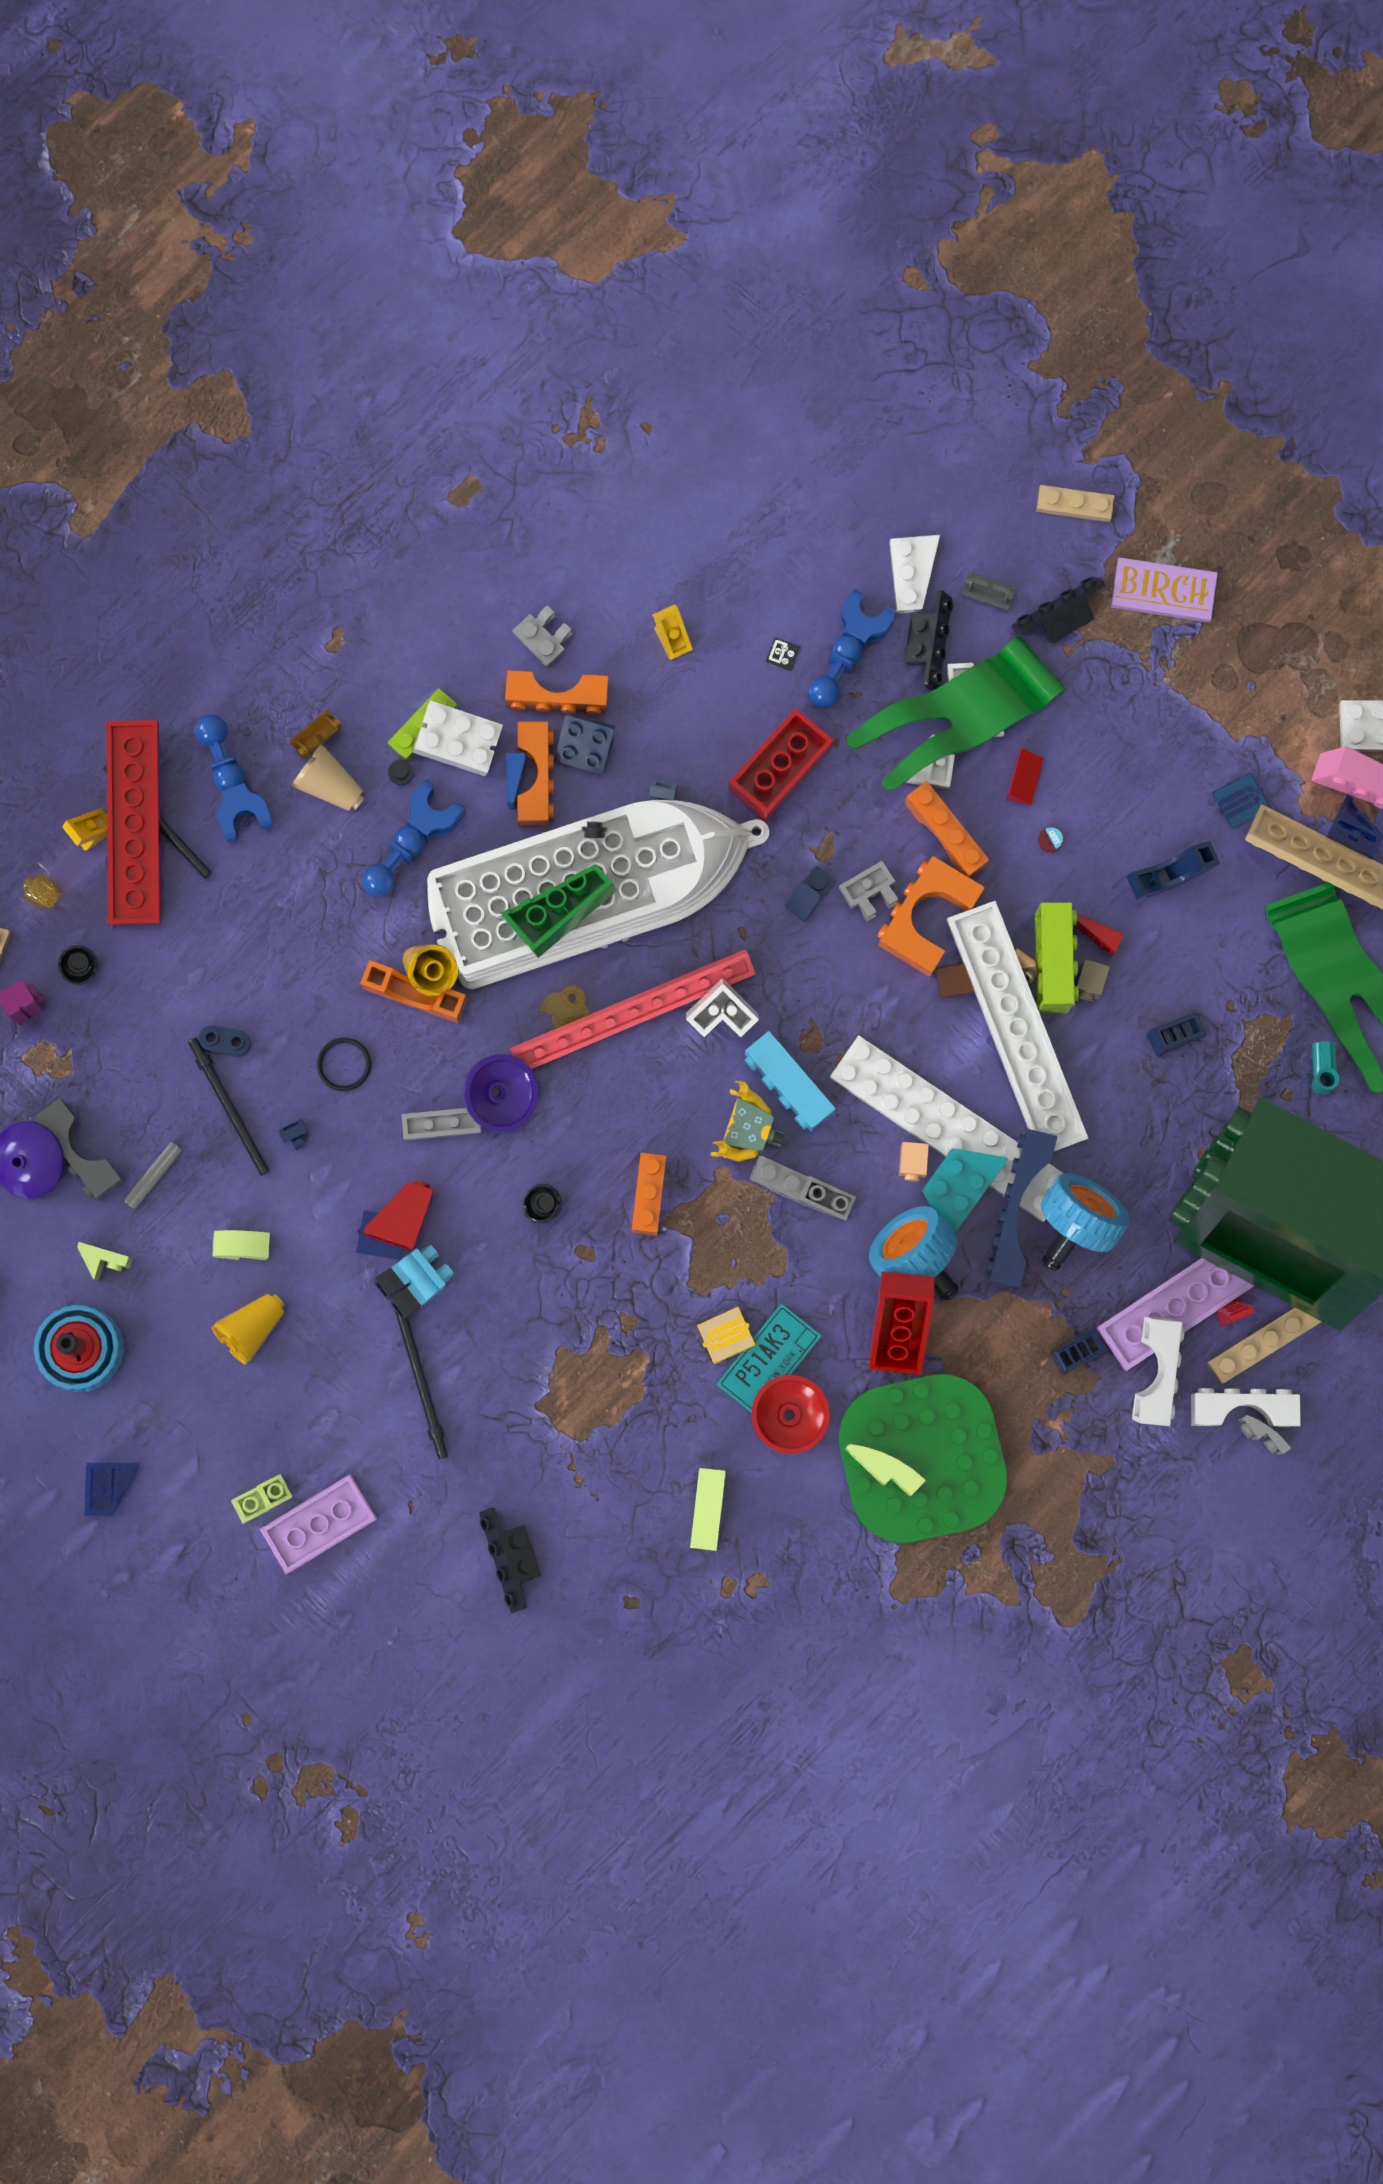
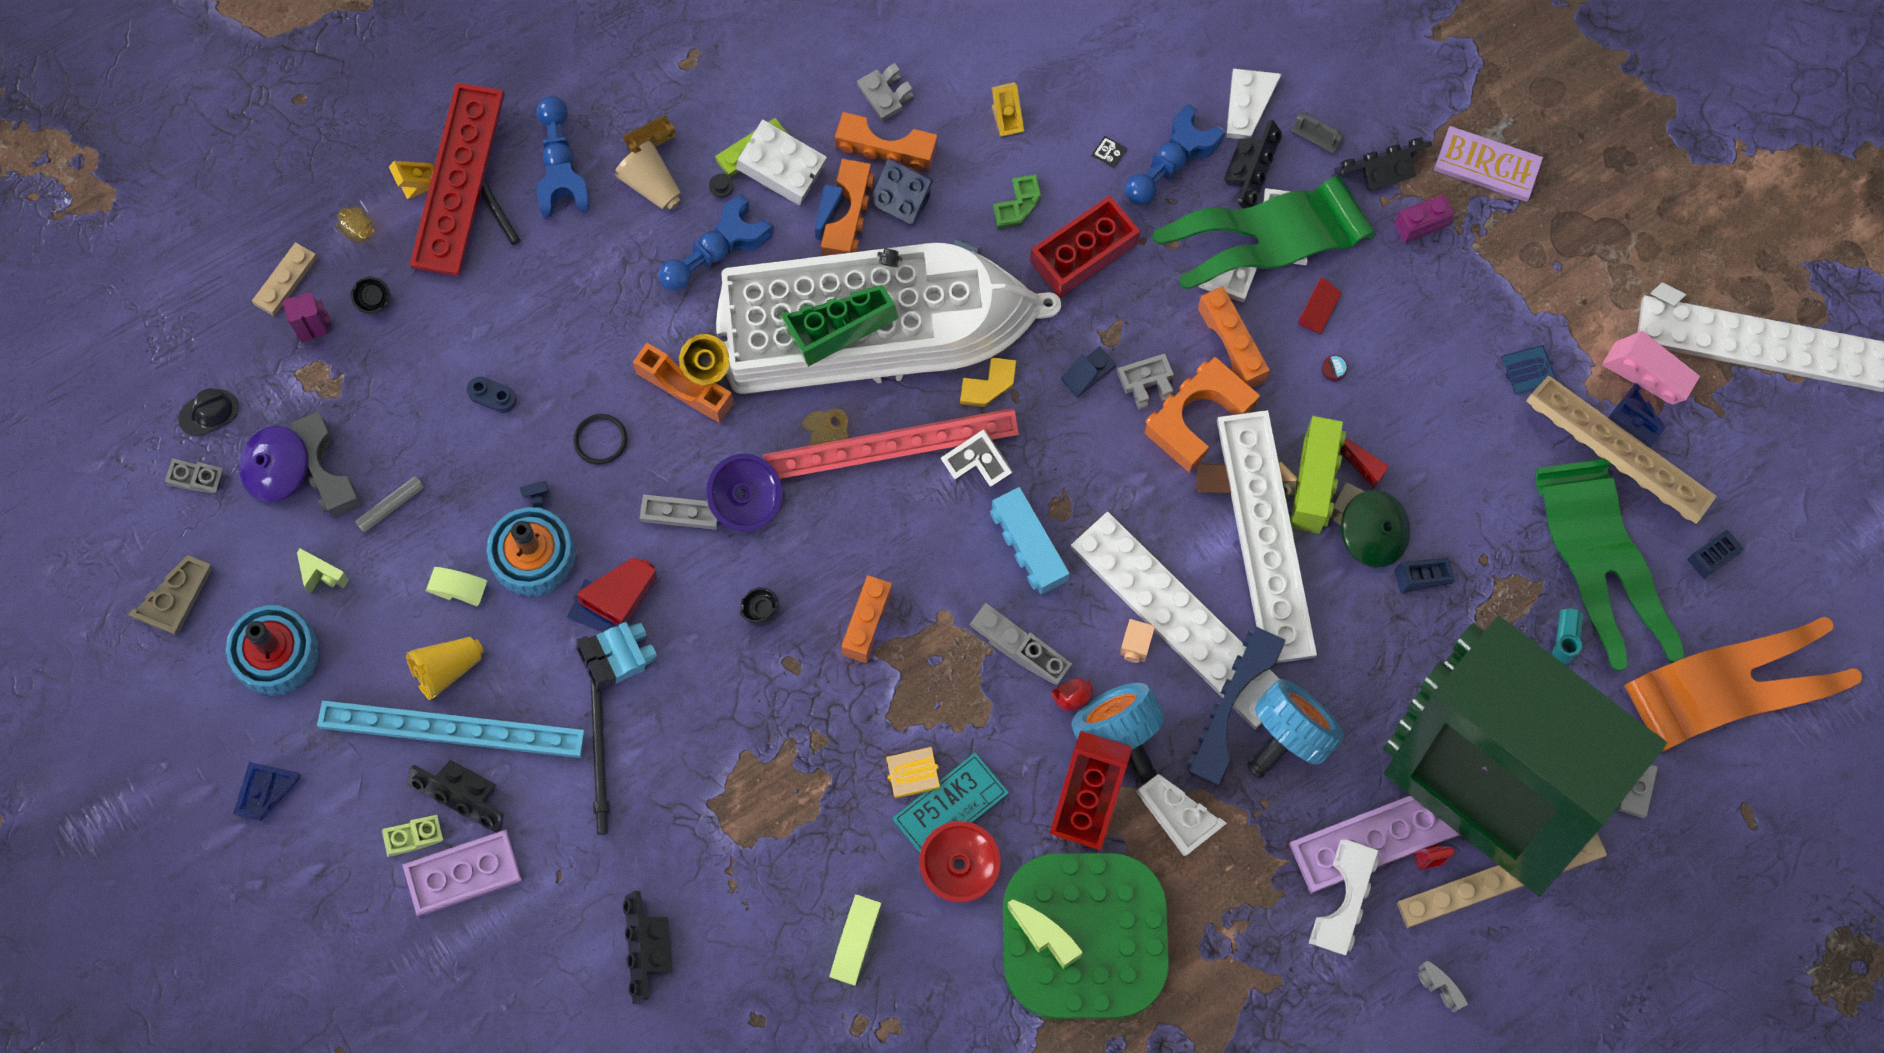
camera: 15 degrees right, 10 degrees down
(205, 1063) = (467, 411): black bar -> none
(272, 1388) = (451, 729): none -> medium azure plate
(297, 1446) = (459, 790): none -> black bracket
(306, 1196) = (531, 551): none -> dark azure wheel
(703, 739) = (1015, 212): none -> bright green tile
(710, 937) = (983, 392): none -> yellow tile
(748, 1127) = (979, 575): torso -> none
(863, 1226) = (1073, 694): none -> red hair
(961, 1183) = (1181, 671): teal wing -> none
(988, 1324) = (1180, 816): none -> white wing
(1060, 1361) = (1249, 877): dark blue slope -> none
(1075, 503) = (1416, 71): tan plate -> none
(1111, 664) = (1424, 218): none -> magenta brick
(1111, 1003) = (1365, 533): none -> dark green dish
(1173, 872) = (1451, 420): dark blue arch -> none
(1278, 1409) = (1462, 963): white arch -> none
(1364, 694) = (1668, 294): none -> white sticker

